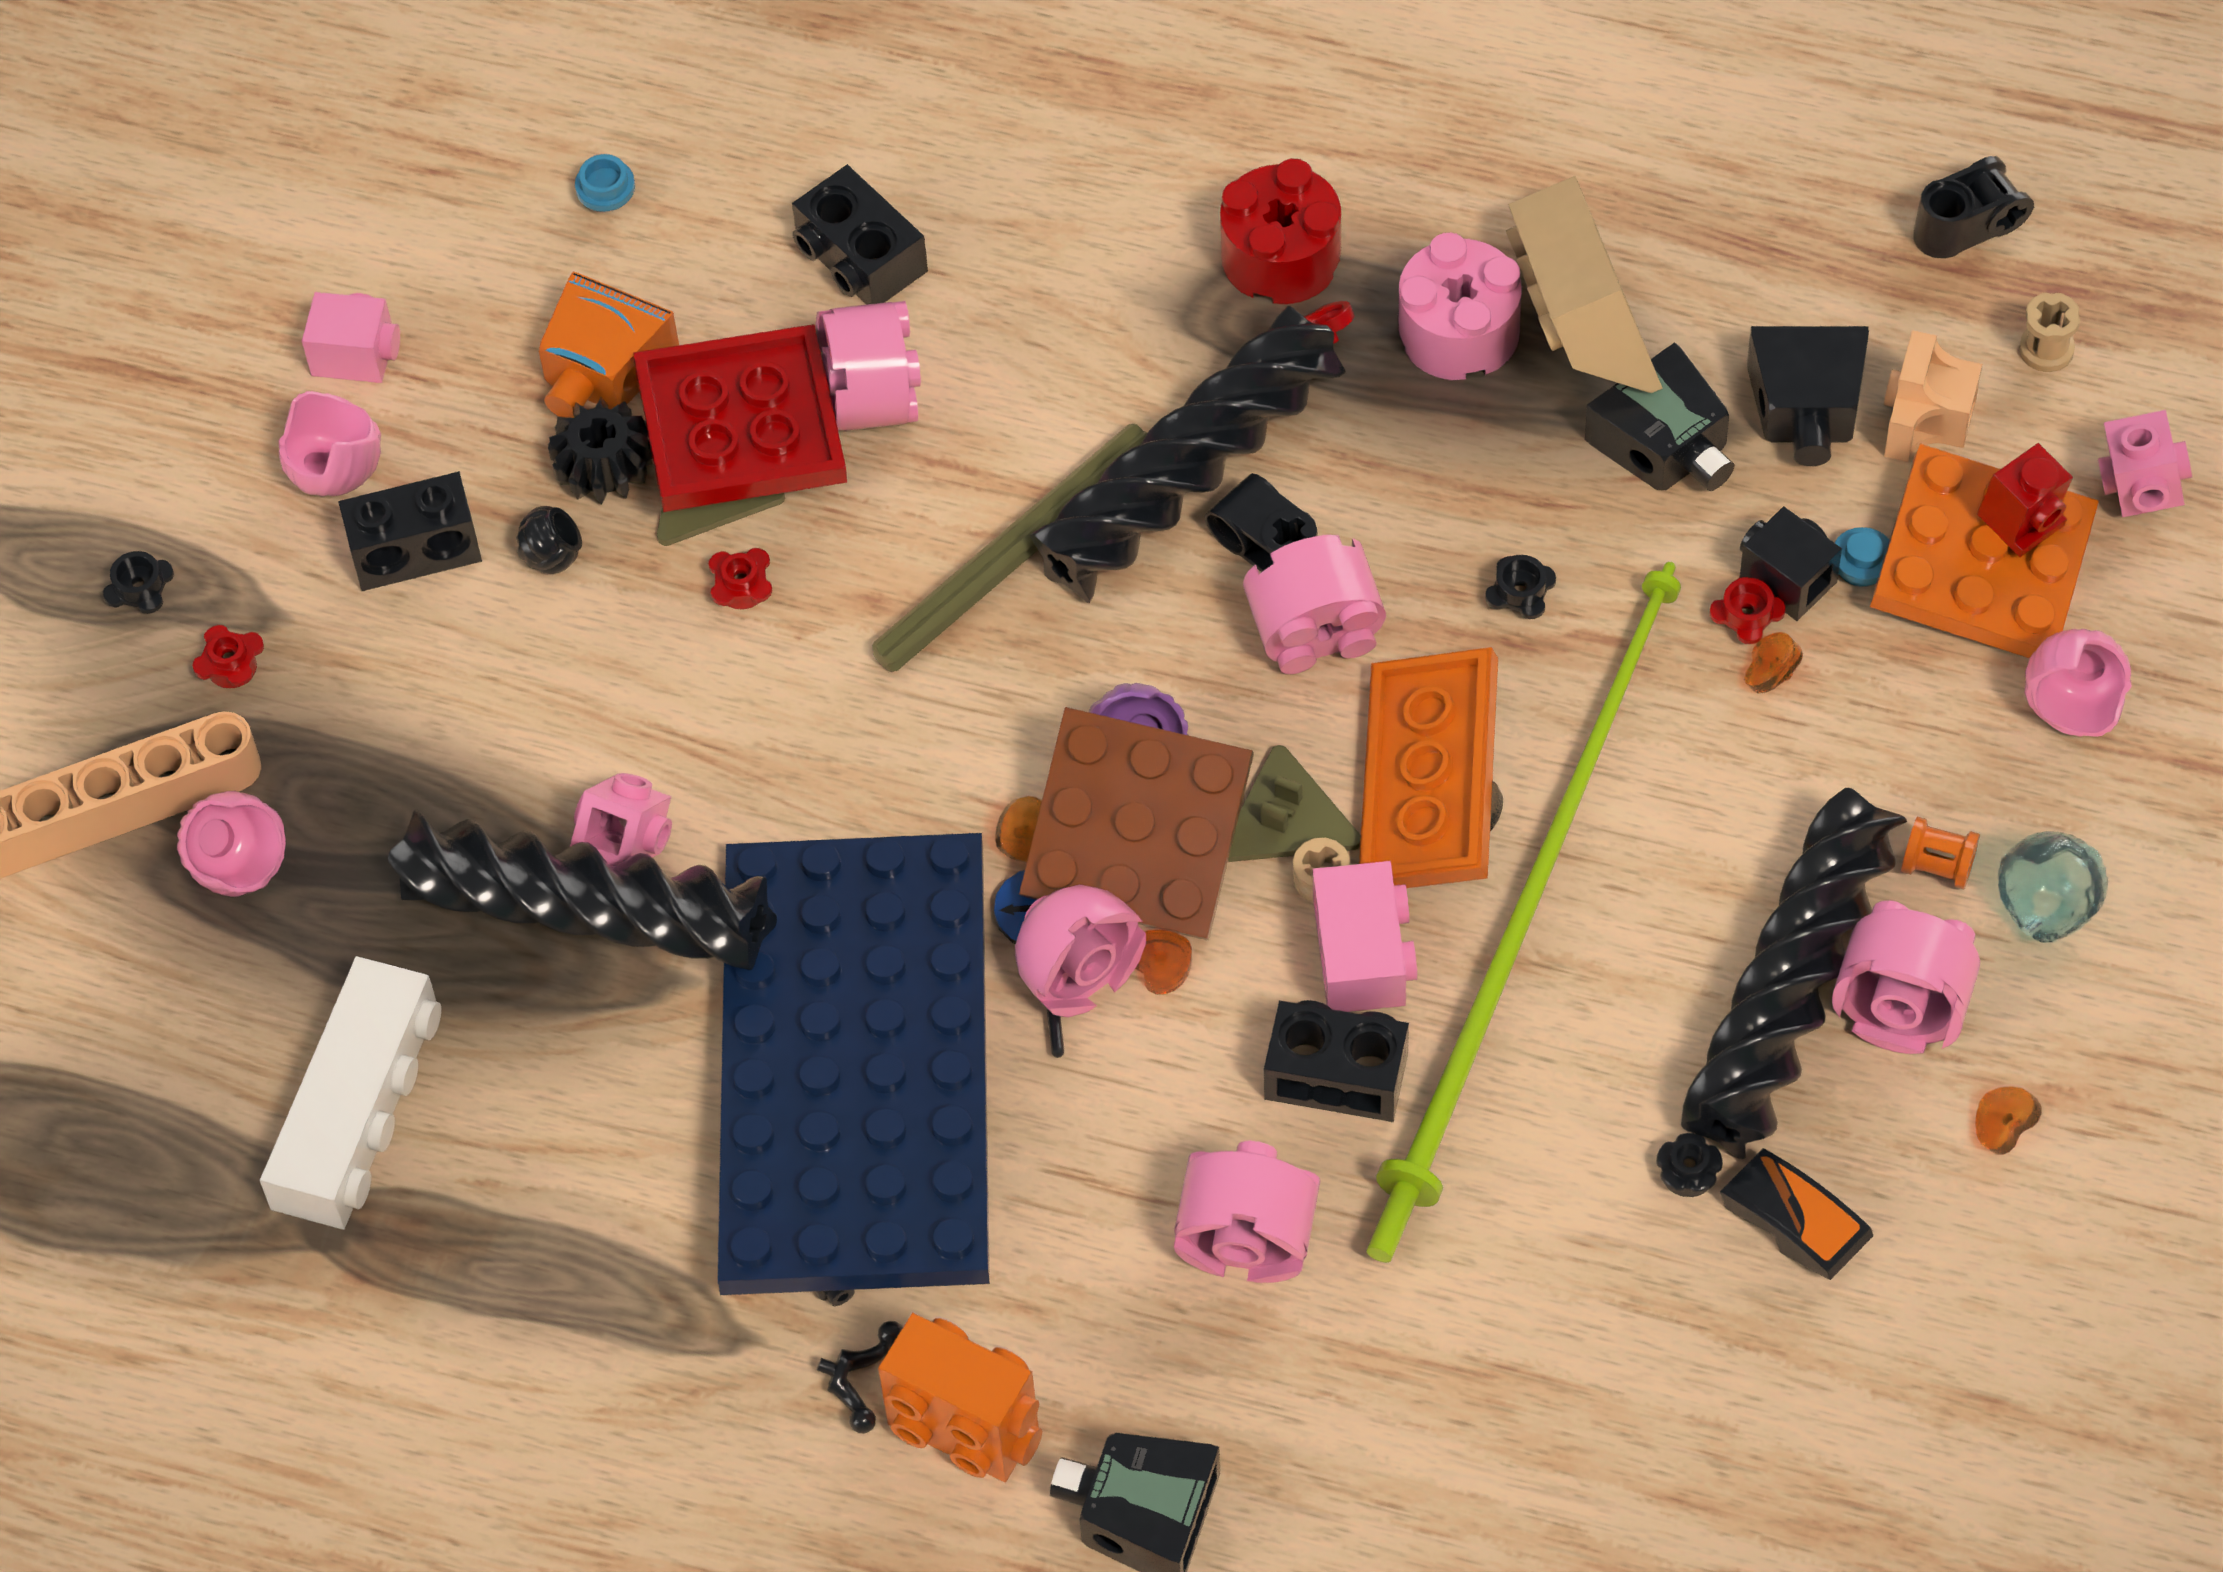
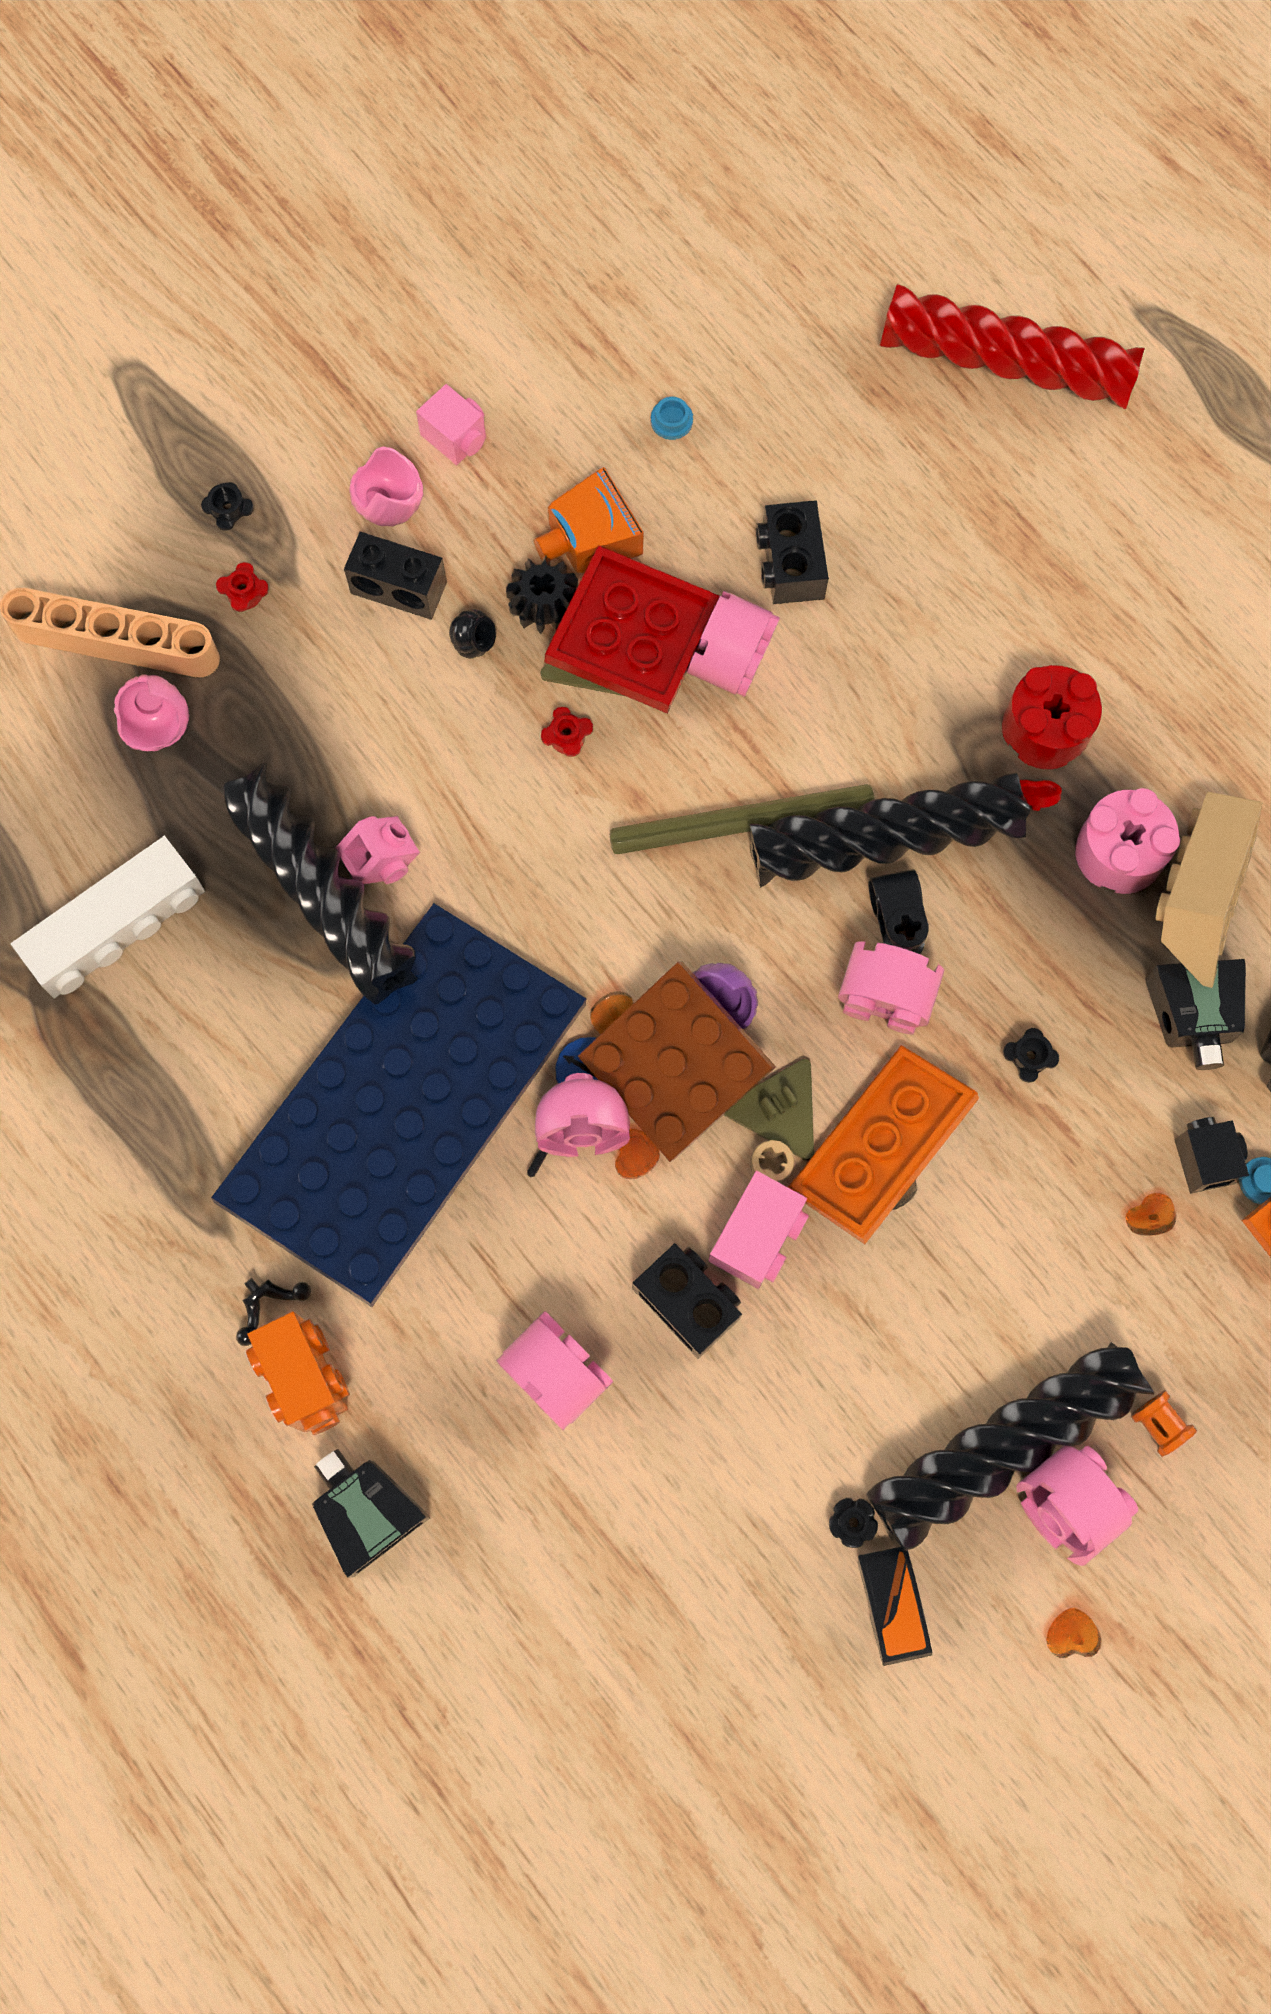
camera: 30 degrees right, 15 degrees up
(1409, 1179) = (674, 1413): lime piece -> none
(1748, 594) = (1172, 1158): red plate -> none
(2052, 884) = (1218, 1501): clear light blue hair -> none

